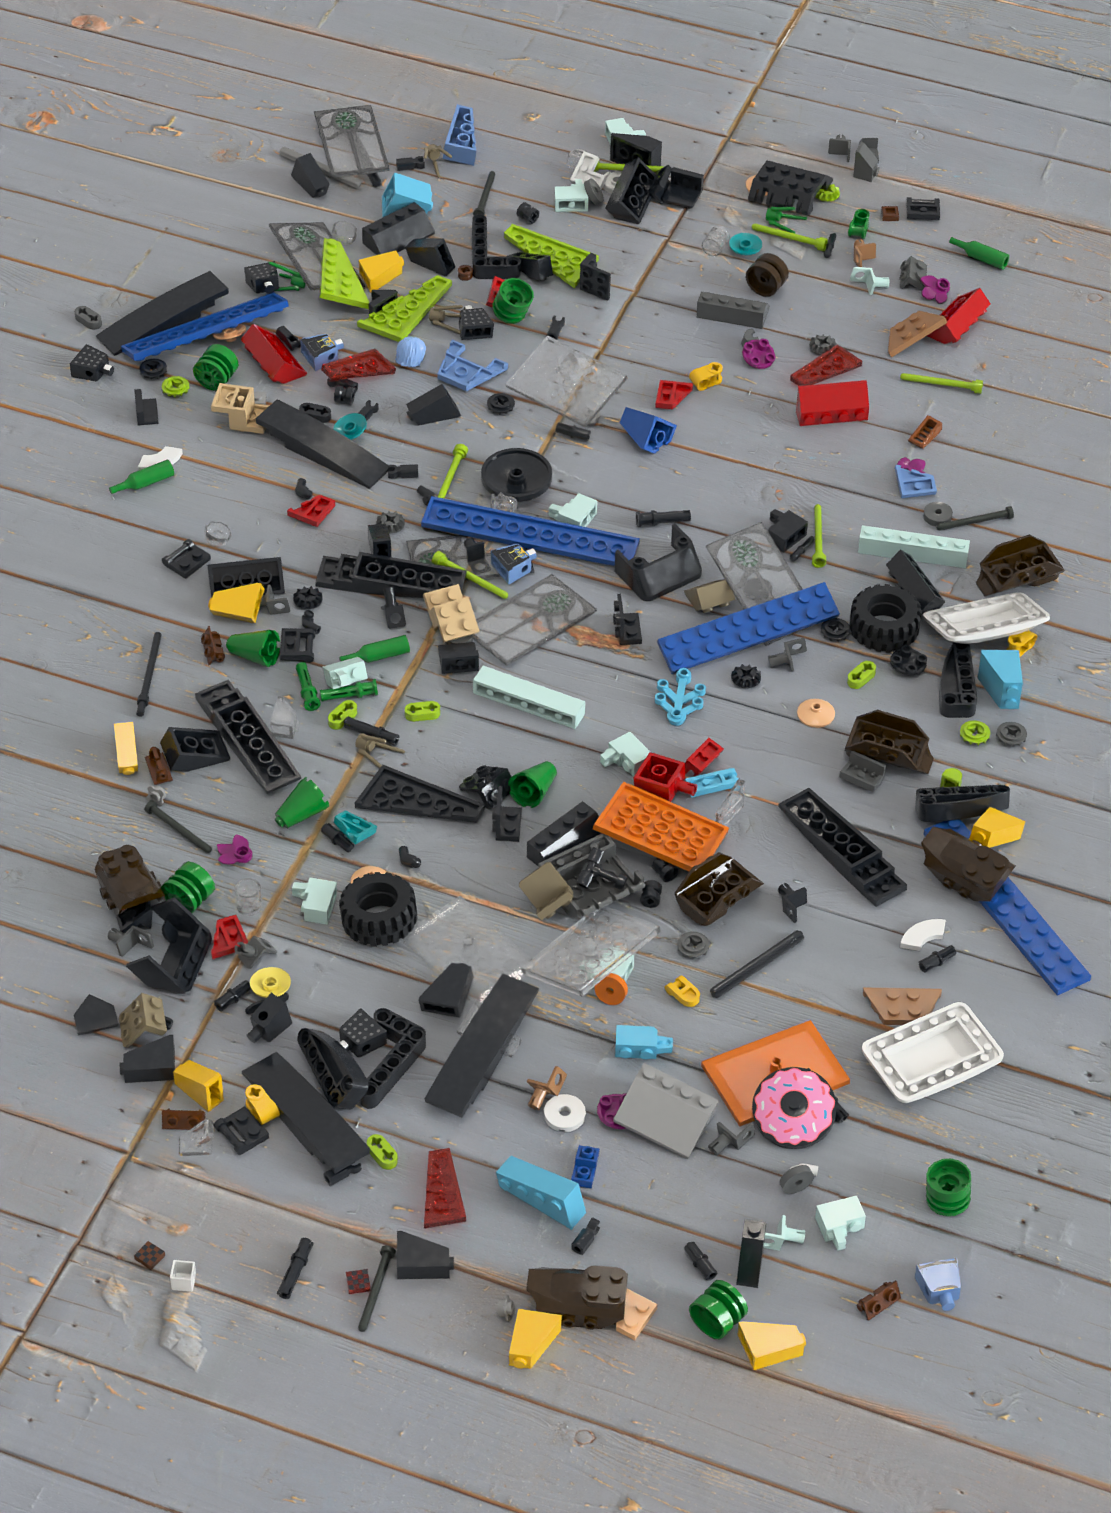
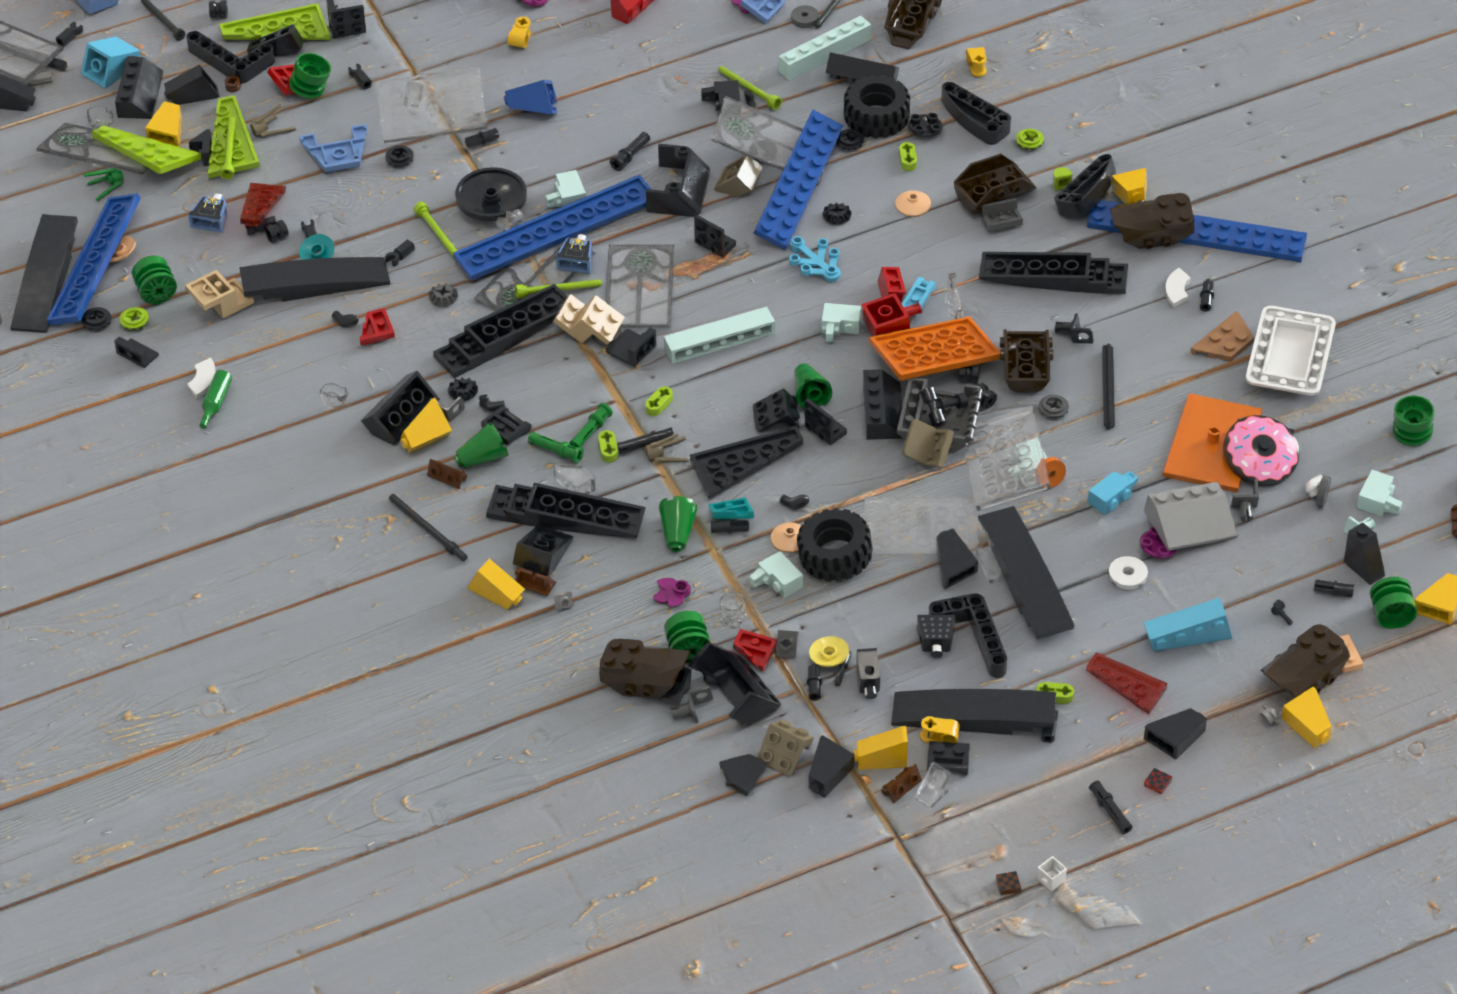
camera: 45 degrees left, 0 degrees up
(90, 364) = (44, 349): black torso -> none
(151, 807) = (608, 608): pearl dark grey bar -> none
(190, 562) = (338, 430): black plate -> none
(262, 278) = (85, 193): black torso -> none
(272, 355) = (177, 242): red slope -> none
(288, 338) = (169, 223): black bar -> none
(319, 412) = (272, 256): black beam -> none
(333, 1068) = (960, 661): black beam -> none
(345, 672) = (574, 415): light aqua hinge -> none
(370, 327) = (227, 169): none -> lime piece
(379, 540) = (463, 309): black slope -> none
(381, 650) = (572, 382): green piece -> none
(387, 1253) = (1151, 748): pearl dark grey bar -> none
(392, 607) = (538, 348): black bracket -> none
(410, 352) = (281, 166): light blue hair -> none
(426, 493) = (443, 256): black arm -> none
(433, 152) = (81, 14): dark tan plant -> none
(433, 407) = (358, 191): black slope -> none
(474, 550) = (537, 268): black bracket -> none
(475, 324) = (299, 113): black torso -> none
(542, 1089) = (1098, 569): medium nougat bracket -> none
(585, 1166) = (1185, 591): blue slope -> none
(585, 1237) = (1251, 633): black bar -> none
(635, 1236) = (1277, 609): none -> black hand
(672, 393) = (511, 63): red wing -> none
(688, 995) = (1097, 438): yellow plate -> none
(785, 657) = (846, 179): dark grey bracket -> none
(987, 618) = (943, 56): white wedge -> none
(1001, 676) = (1005, 88): medium azure slope -> none
(1012, 728) = (1048, 118): dark grey gear -> none

